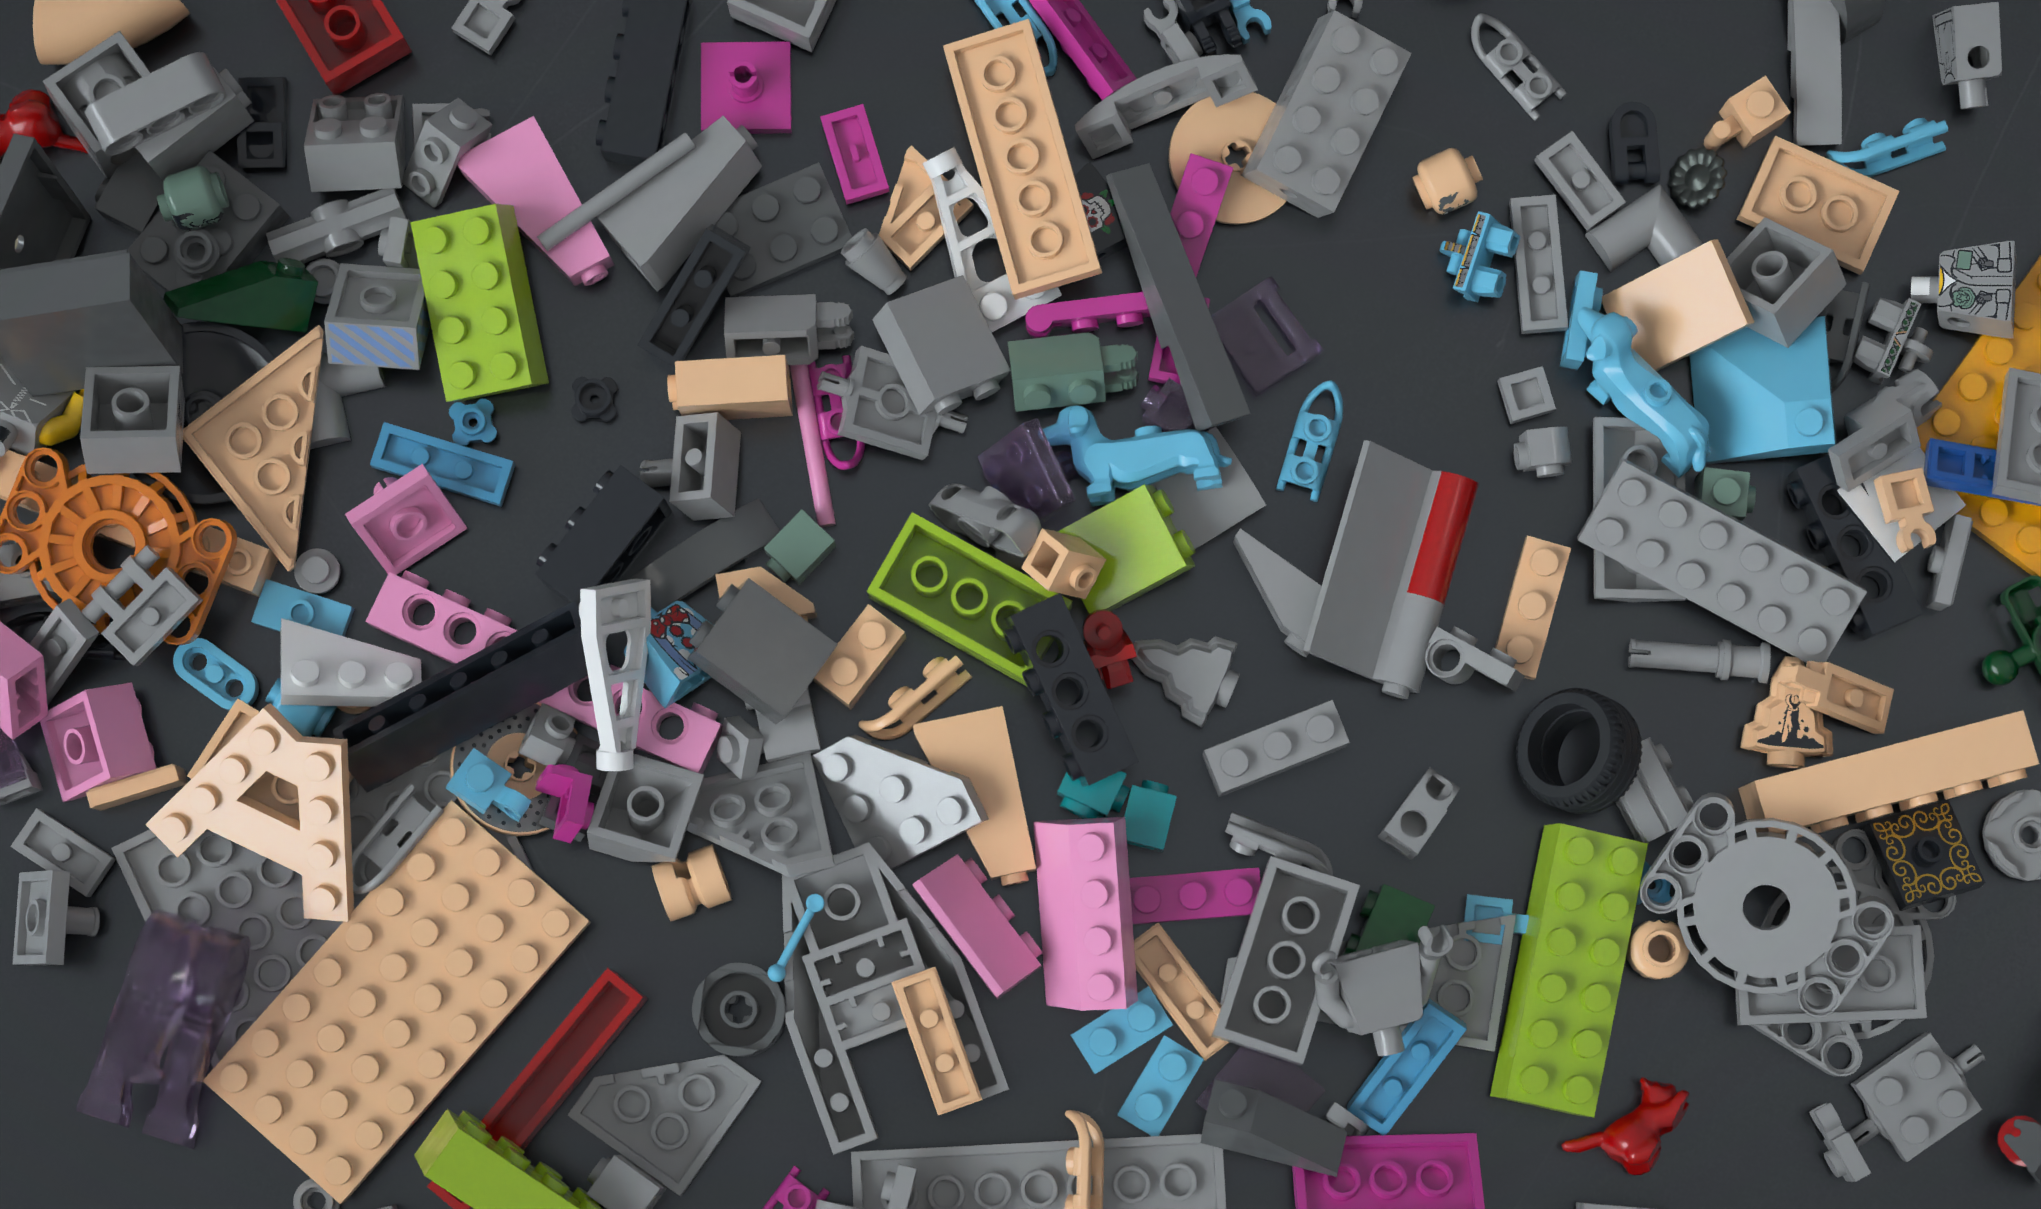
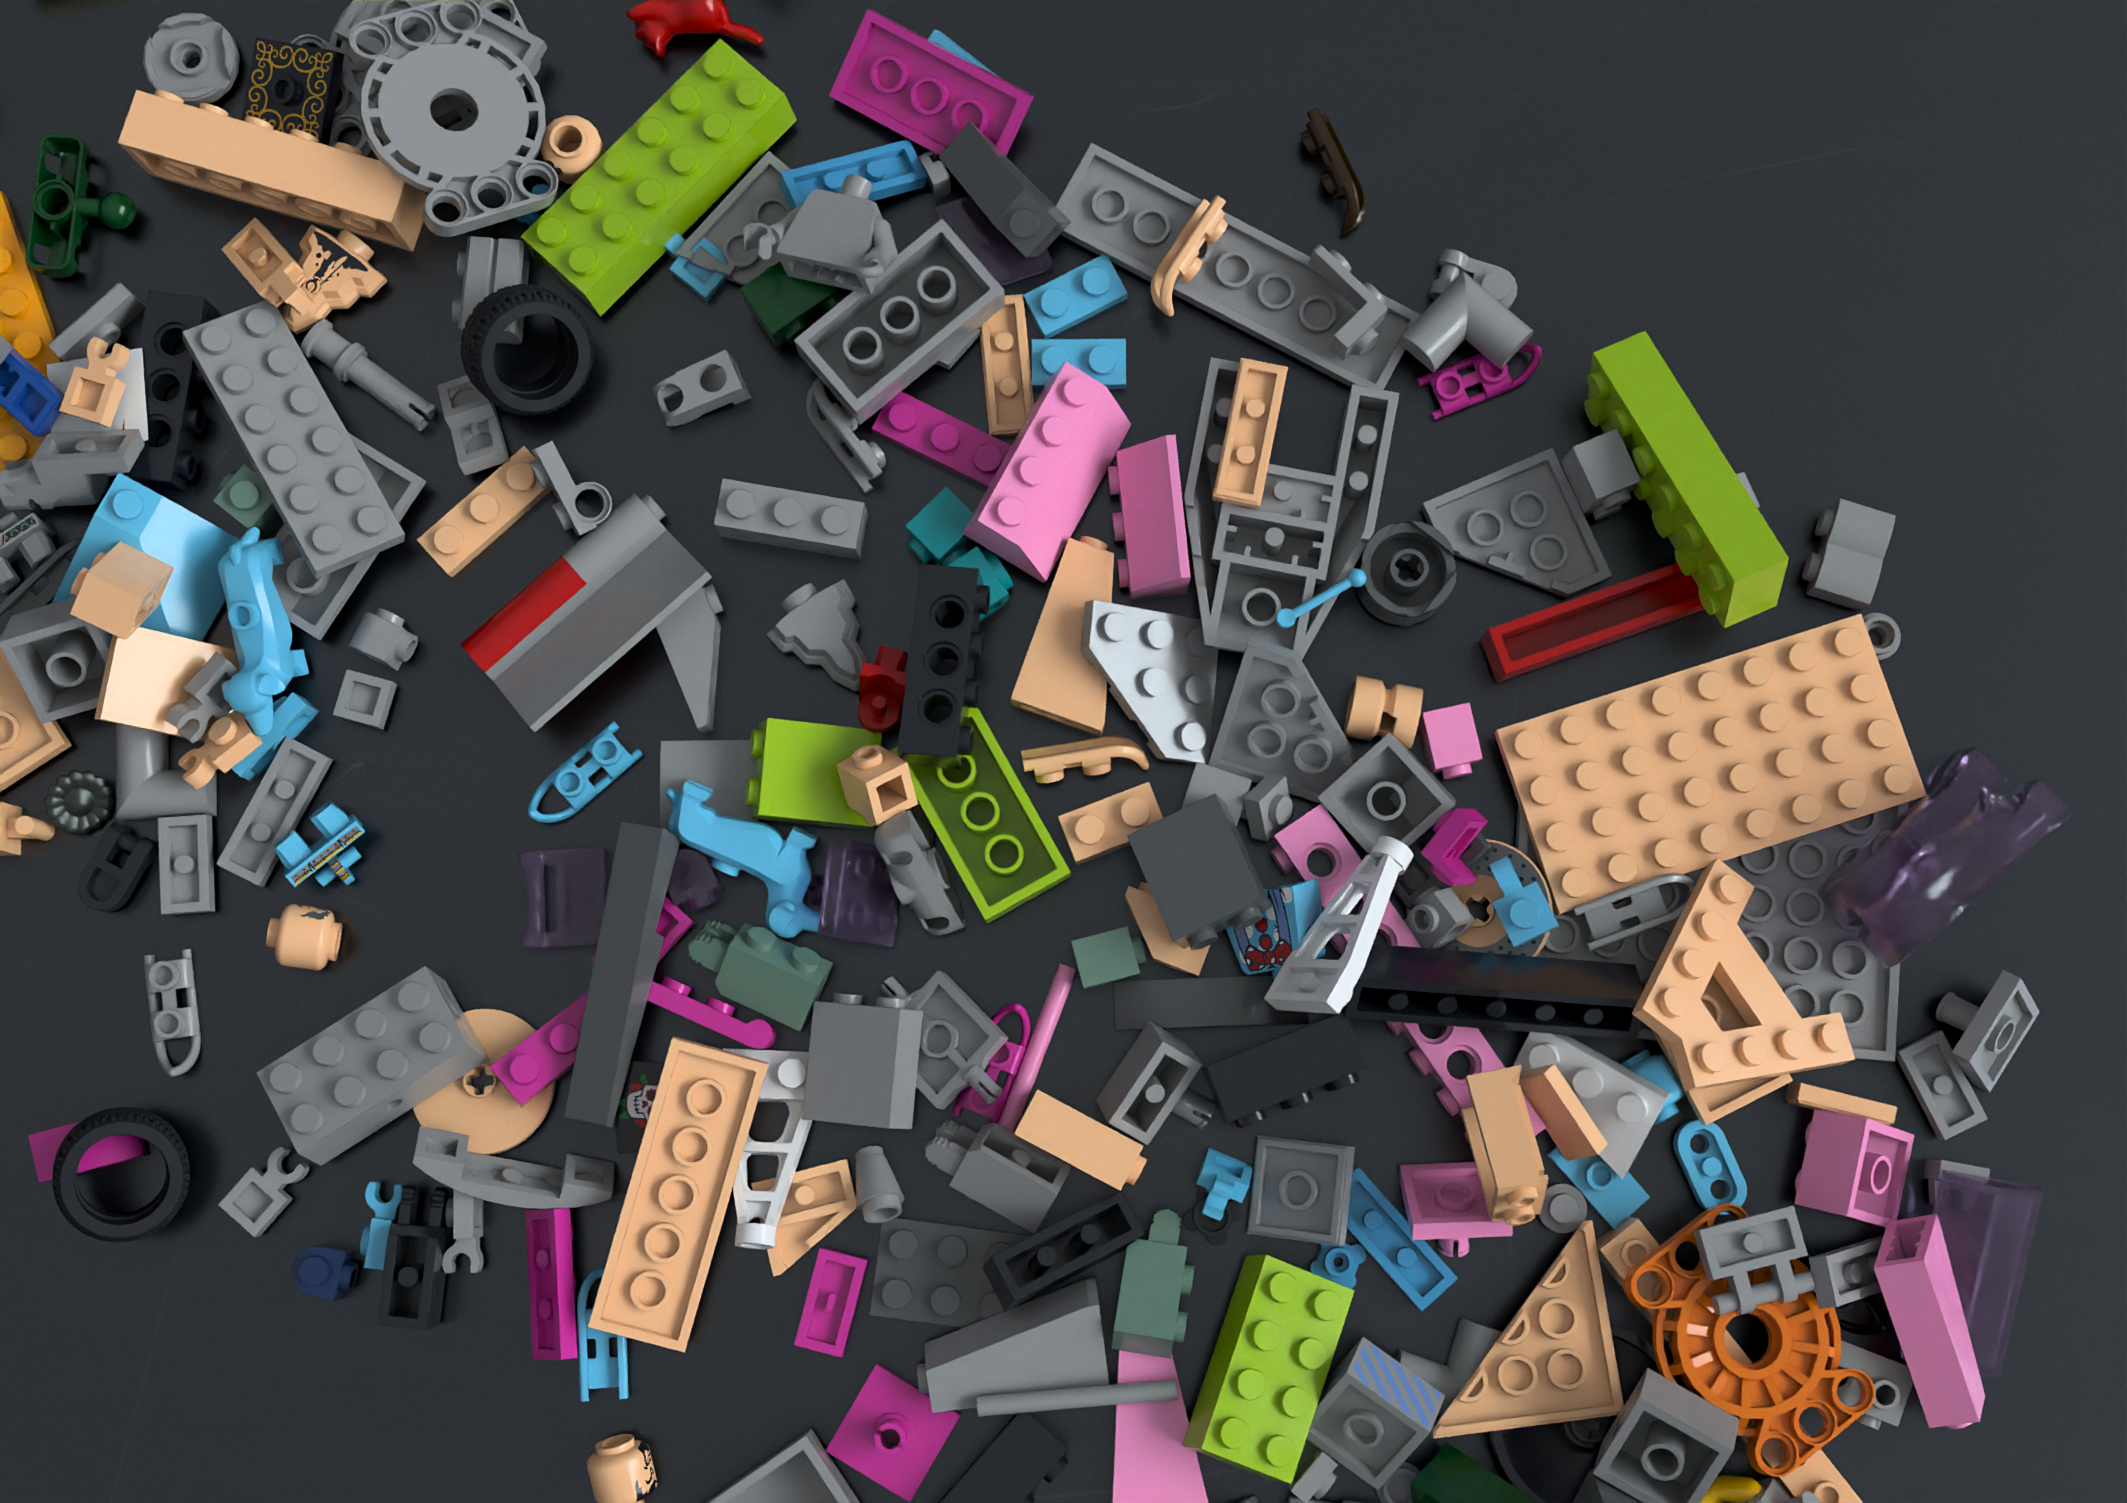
camera: 150 degrees left, 0 degrees up
(360, 639) = (1561, 1112): none -> light nougat tile
(390, 573) = (1504, 1146): none -> light nougat window
(534, 458) = (1301, 1190): none -> light grey tile
(600, 431) = (1223, 1180): none -> medium azure plate
(606, 308) = (1151, 1290): none -> sand green hinge
(623, 893) = (1450, 740): none -> bright pink brick
(1586, 667) = (472, 425): none -> light grey slope
(1606, 283) = (225, 746): none -> light nougat plate
(1646, 311) = (205, 699): none -> light grey plate
(1766, 349) = (120, 589): none -> light nougat brick

